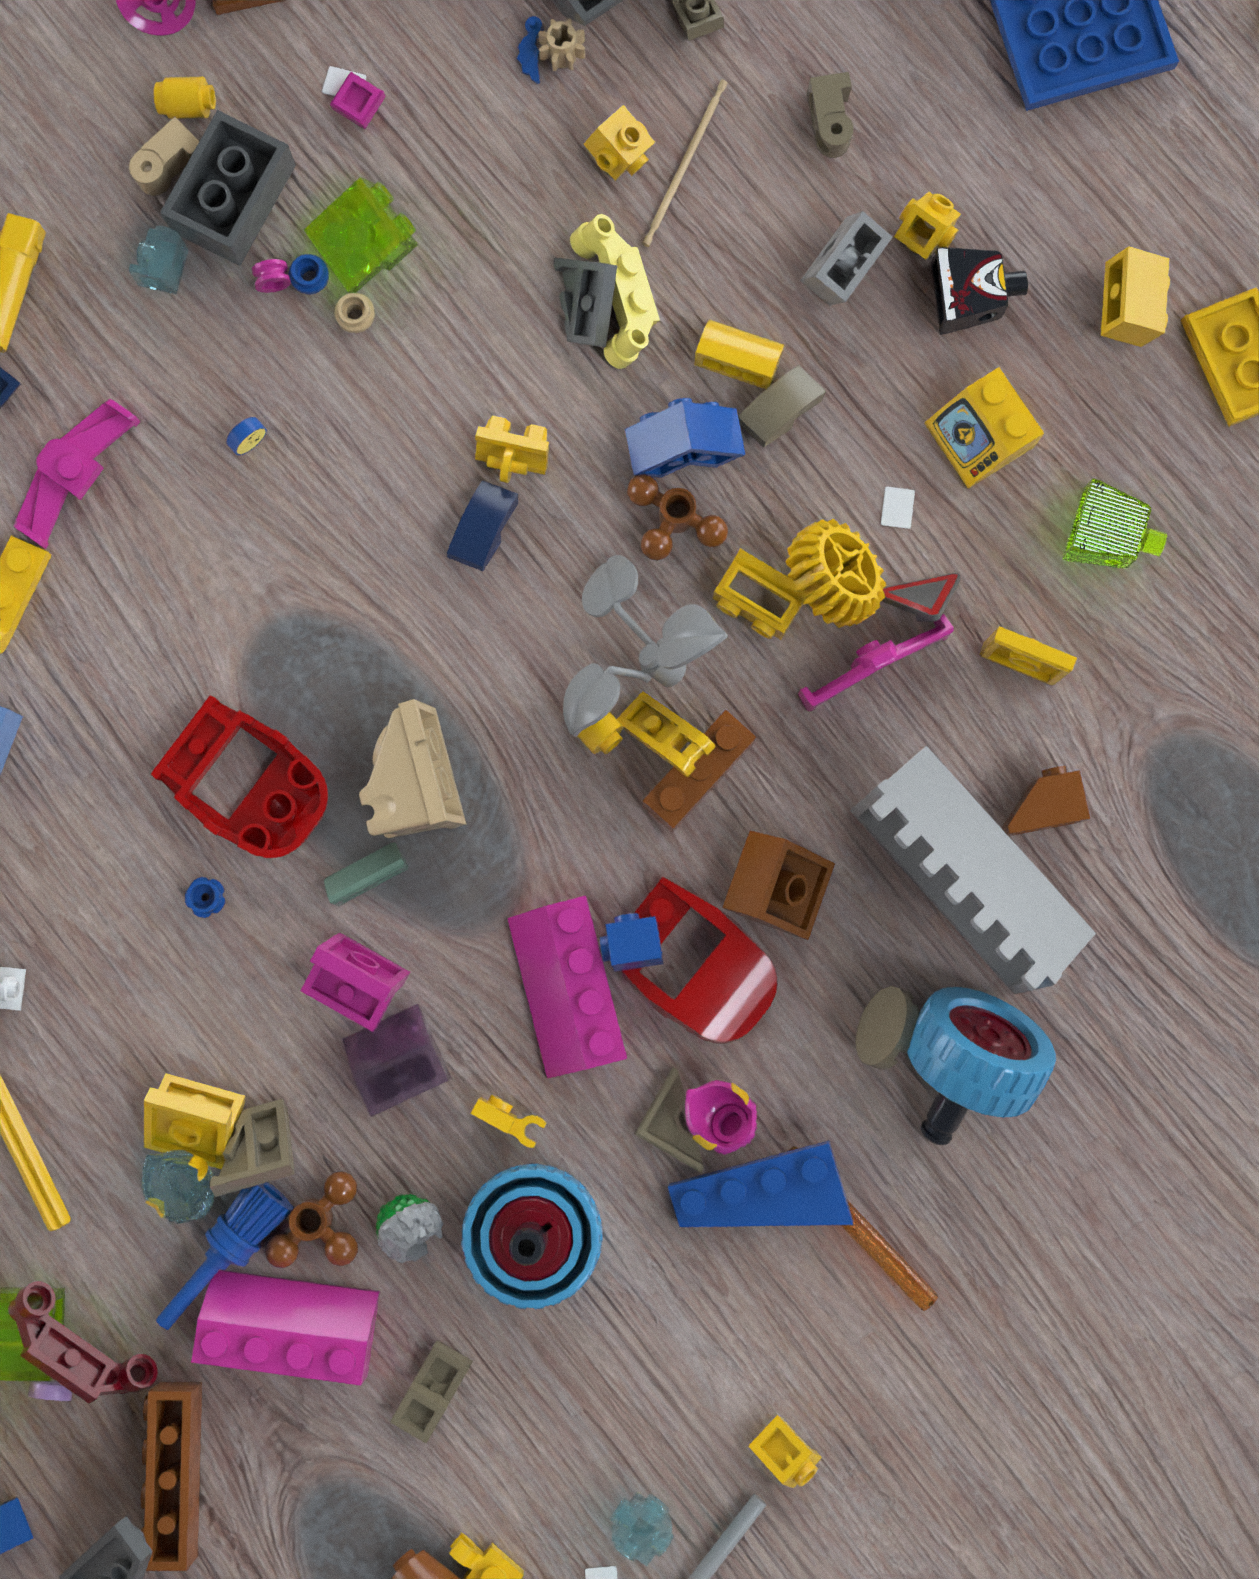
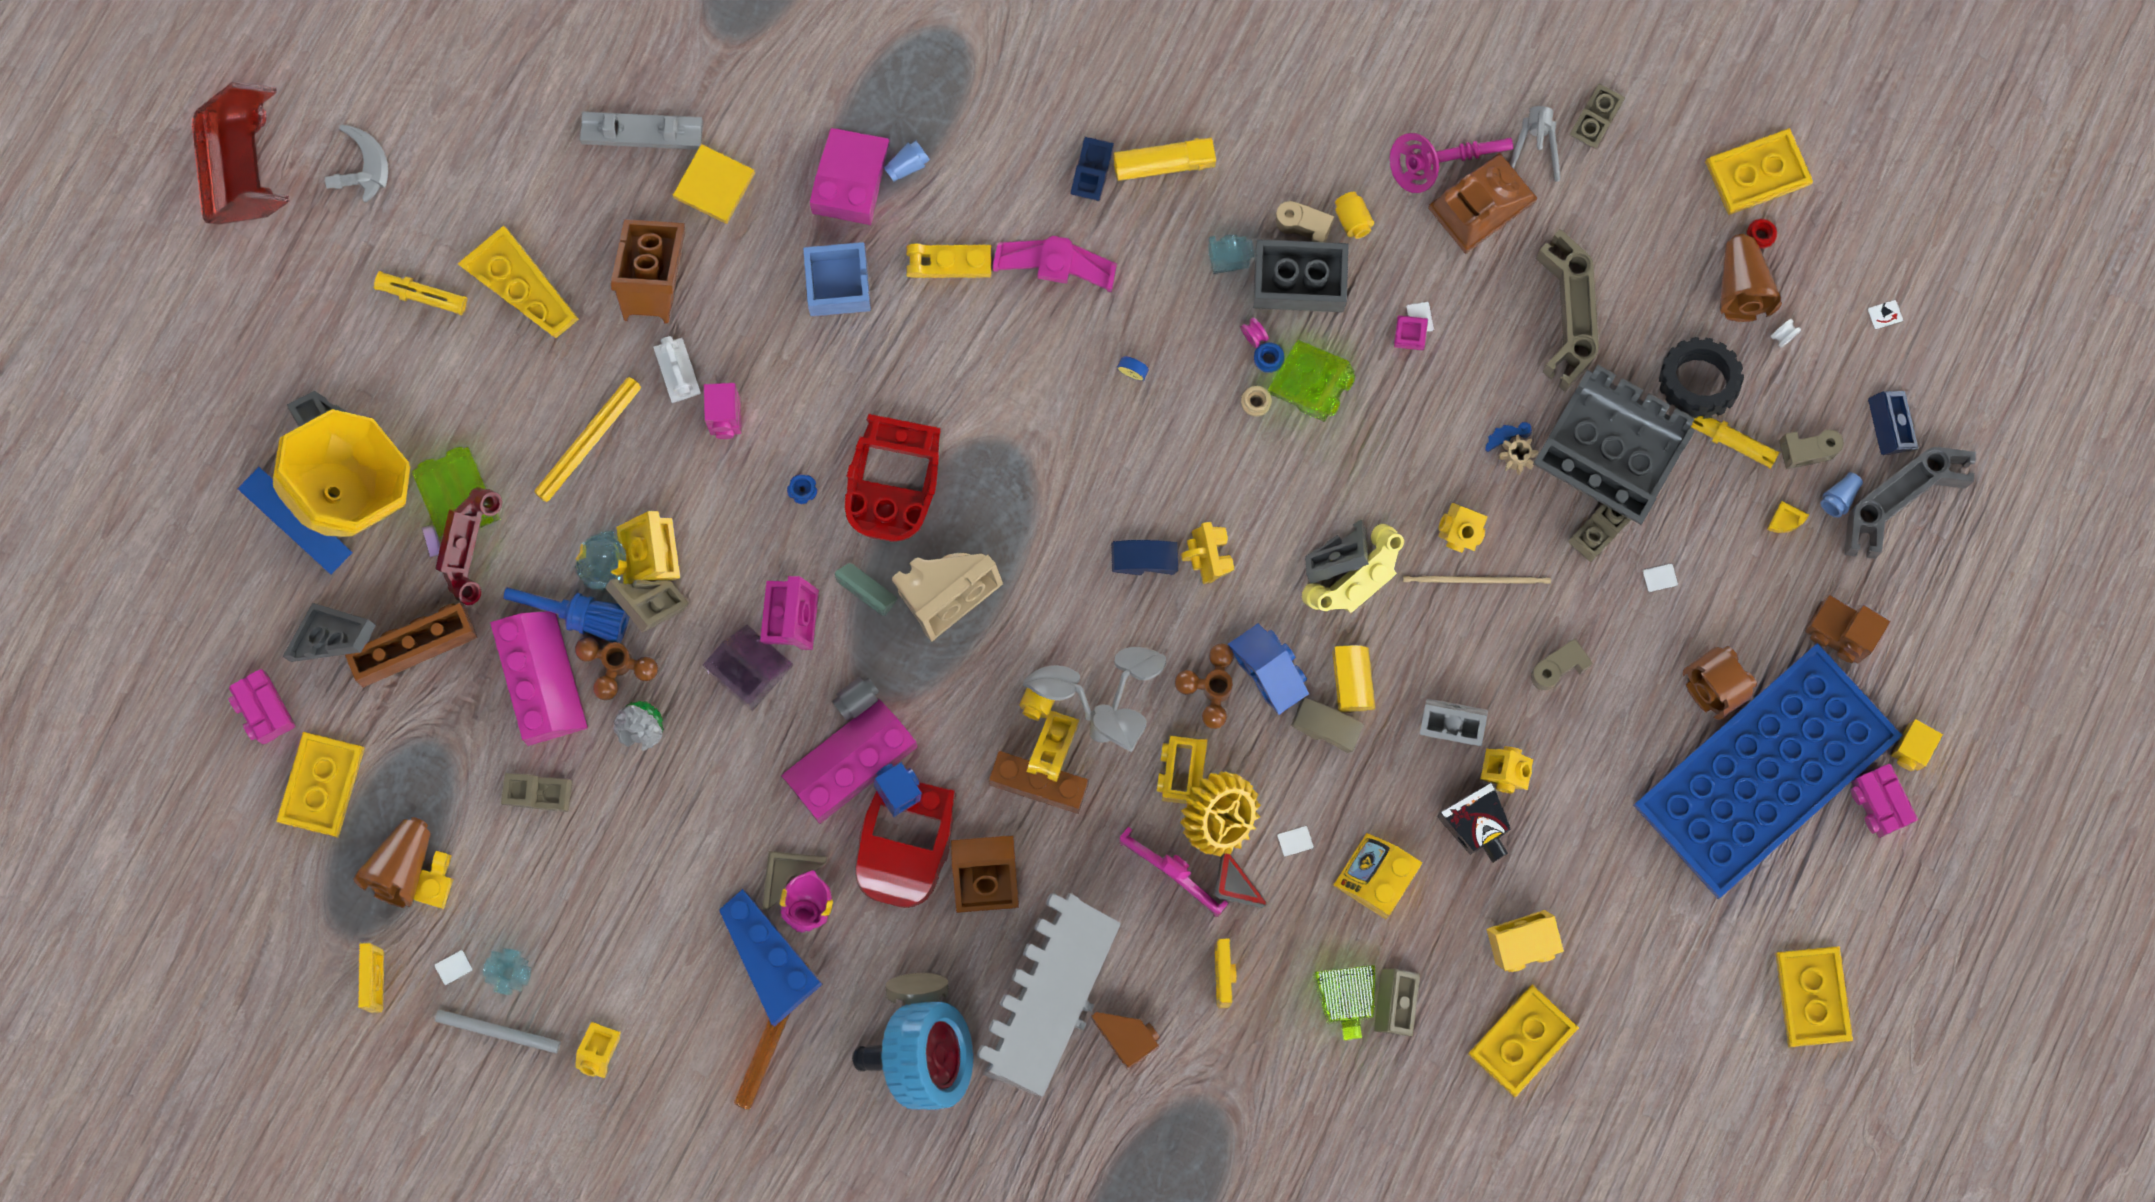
camera: 65 degrees right, 5 degrees down
(58, 951) = (722, 410): none -> dark pink piece
(495, 945) = (856, 698): none -> dark grey brick
(497, 1113) = (741, 752): yellow plate -> none
(532, 1236) = (670, 811): dark azure wheel -> none
(1138, 476) = (1397, 1002): none -> dark tan slope

